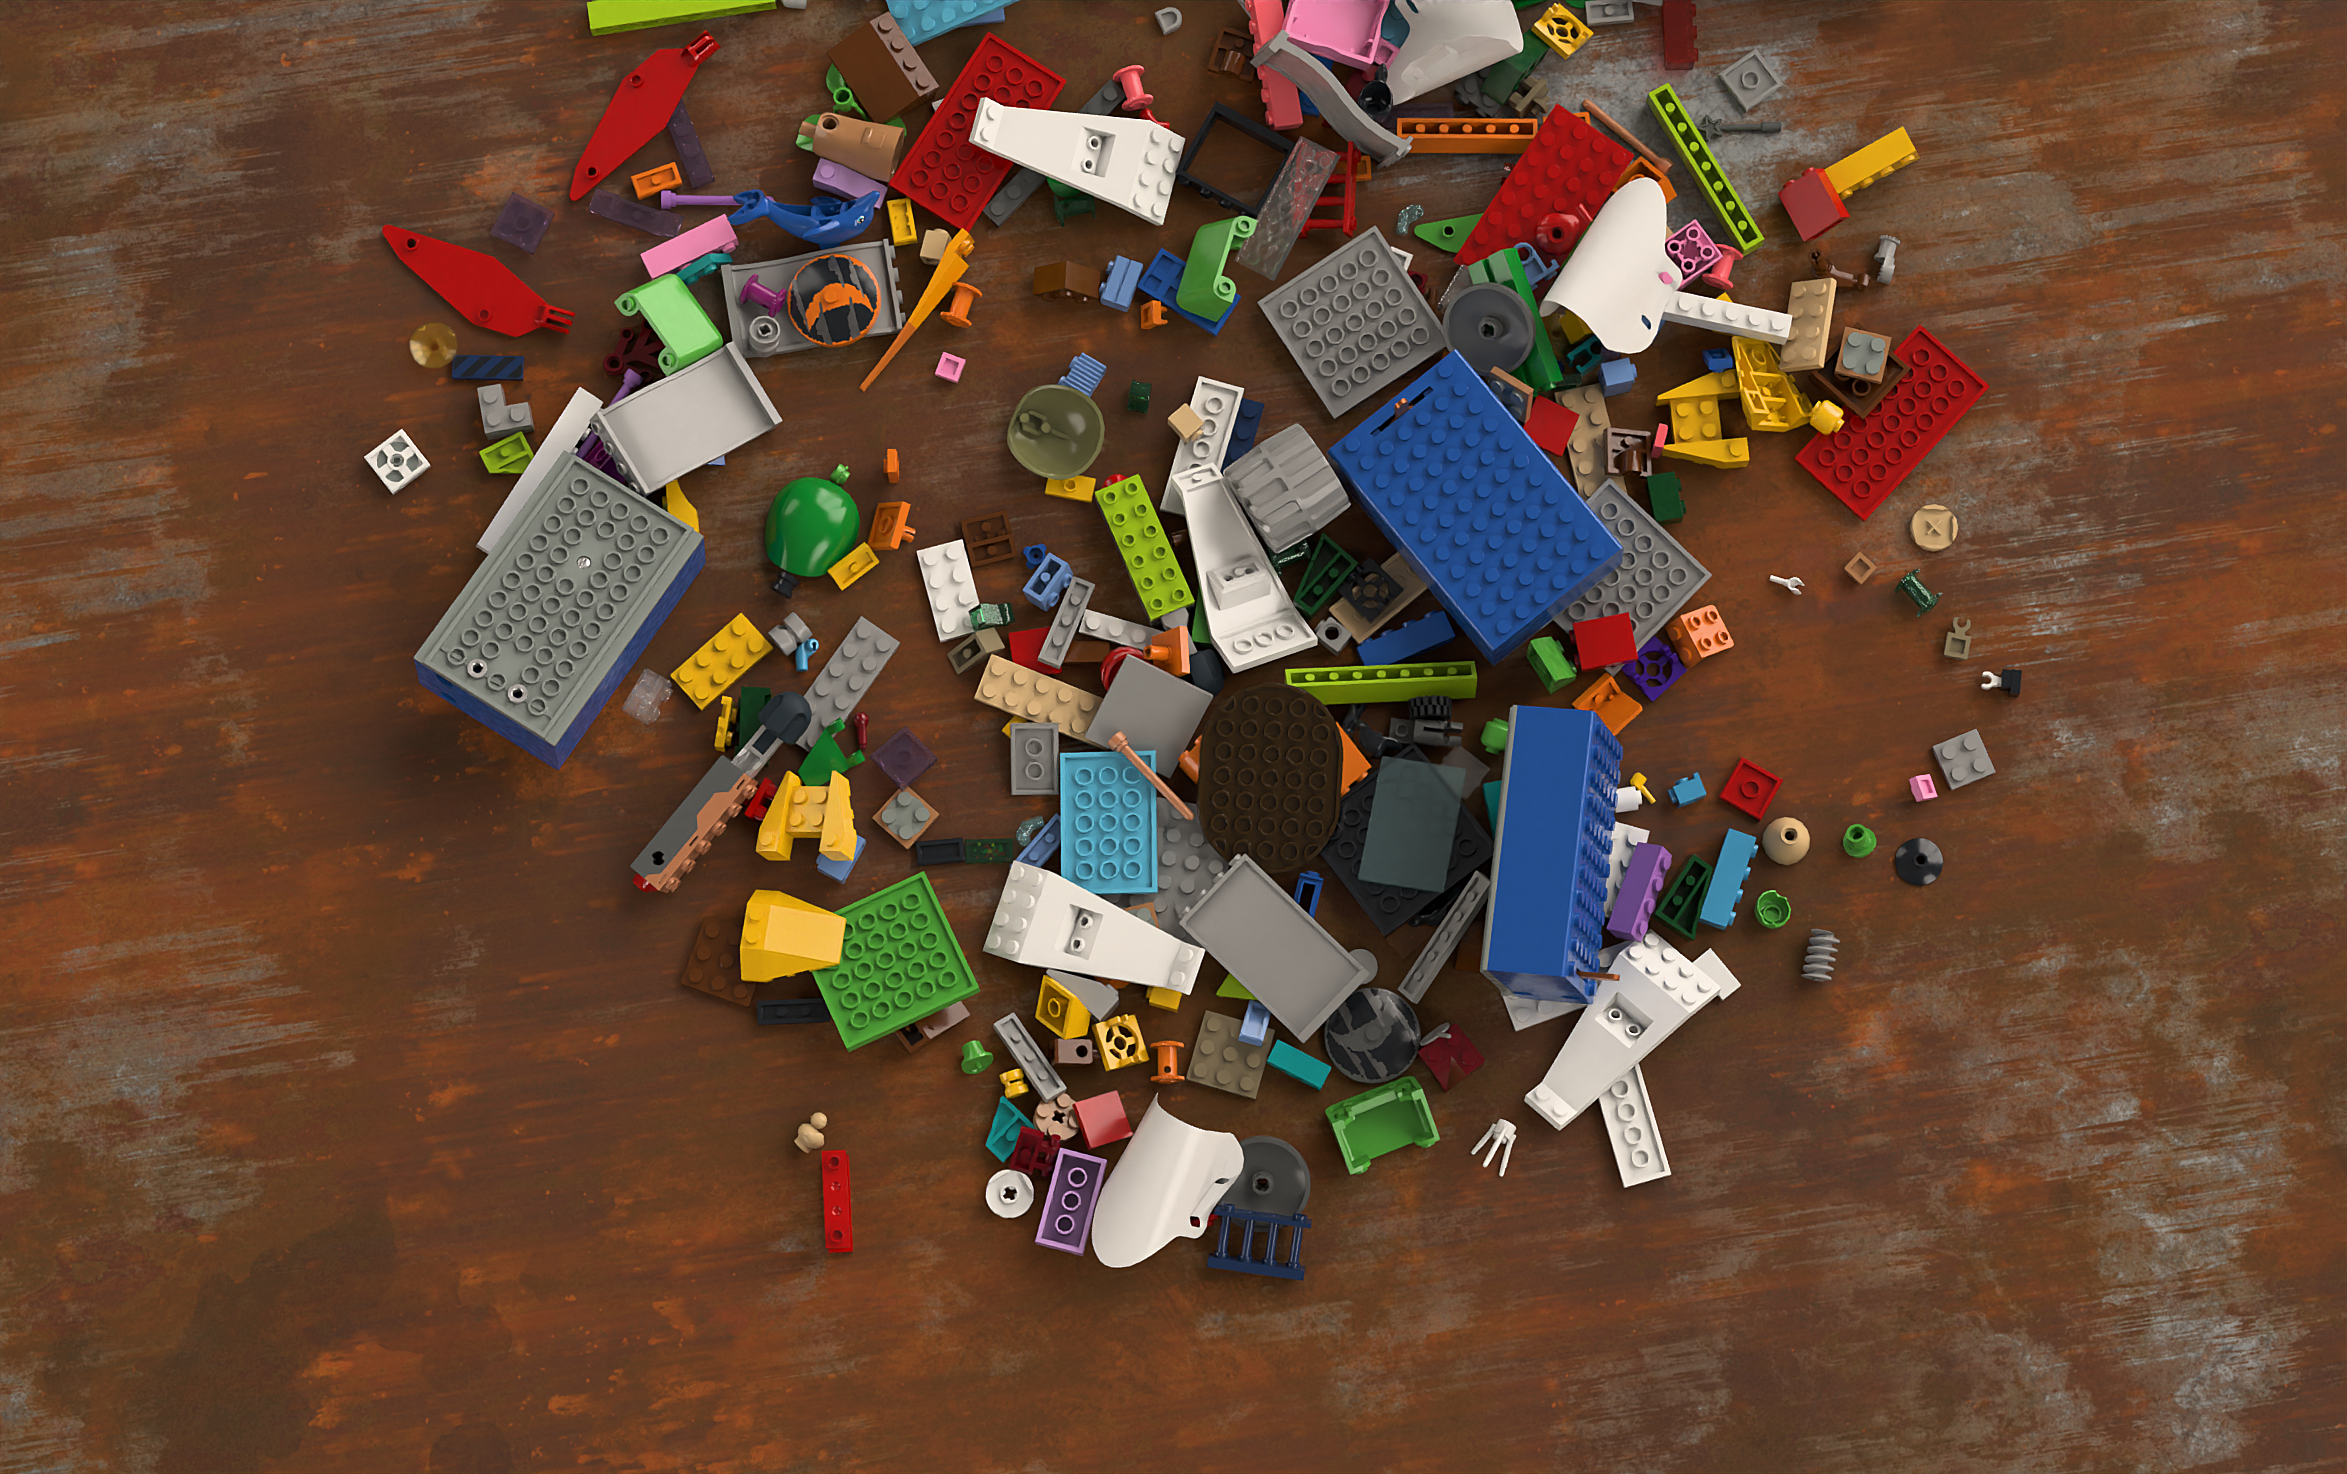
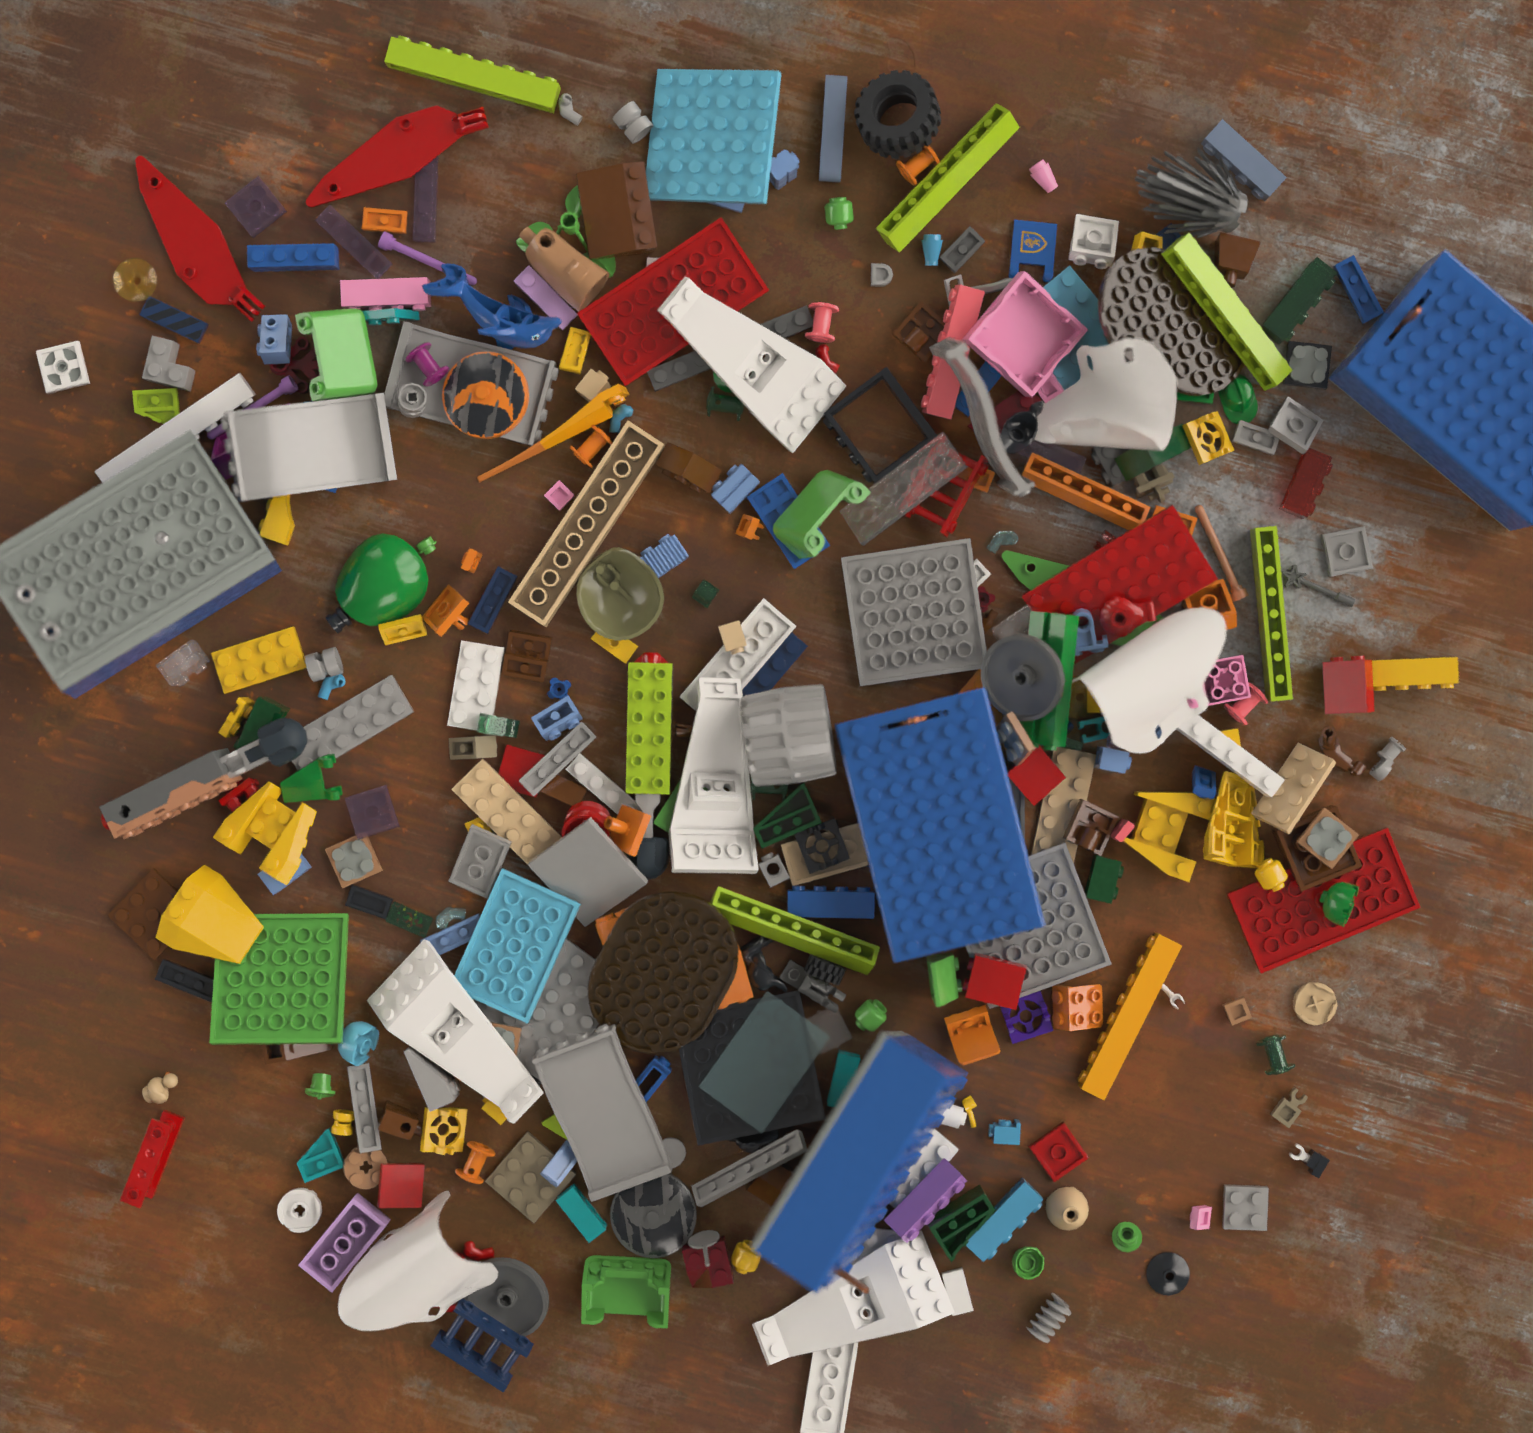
camera: 25 degrees right, 10 degrees up
(582, 254) = (293, 257): none -> blue brick
(600, 339) = (275, 339): none -> medium blue brick
(861, 721) = (351, 762): dark red piece -> none
(930, 498) = (492, 600): none -> dark blue plate
(974, 262) = (618, 415): none -> dark azure arm
(990, 381) = (587, 523): none -> tan brick
(994, 993) = (357, 1041): none -> medium azure cylinder
(1026, 1152) = (330, 1187): dark red plate -> none
(1061, 1010) = (403, 1088): yellow slope -> none
(1120, 744) = (552, 886): nougat piece -> none
(1486, 1033) = (745, 1258): none -> yellow head
(1503, 1132) = (723, 1343): white plant -> none
(1755, 620) = (1129, 1015): none -> light orange brick
(1905, 412) = (1339, 902): none -> green cylinder

